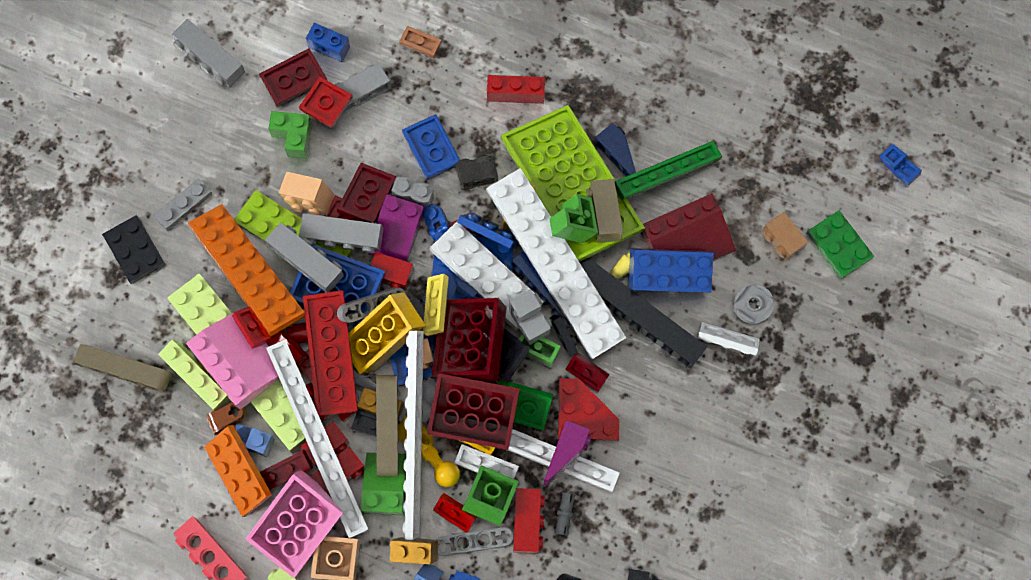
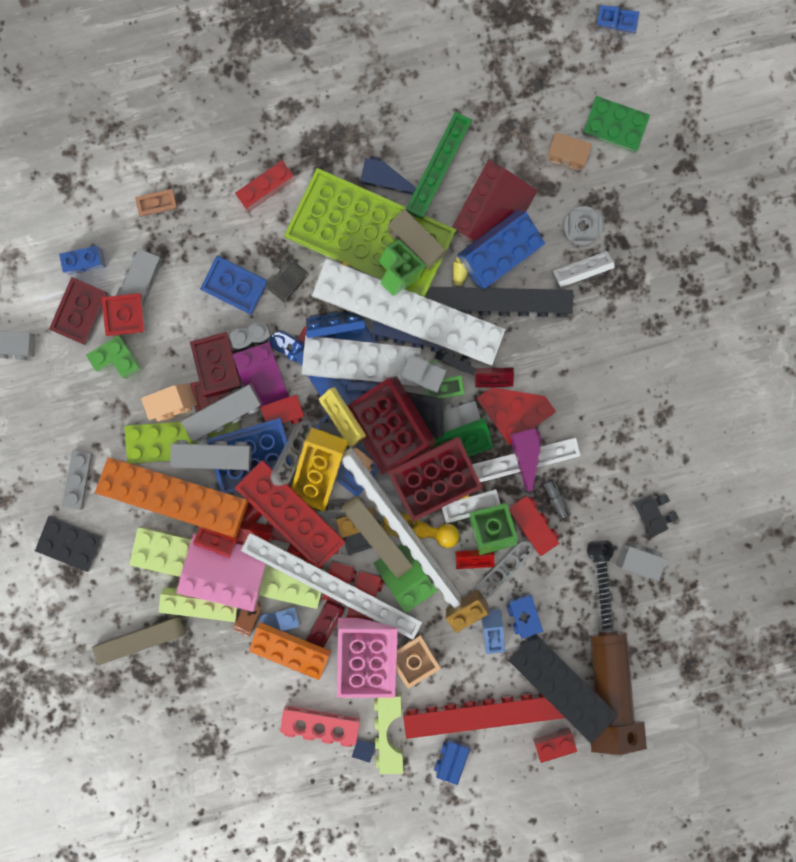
camera: 30 degrees left, 15 degrees up
(529, 377) = (460, 415): none -> light grey brick

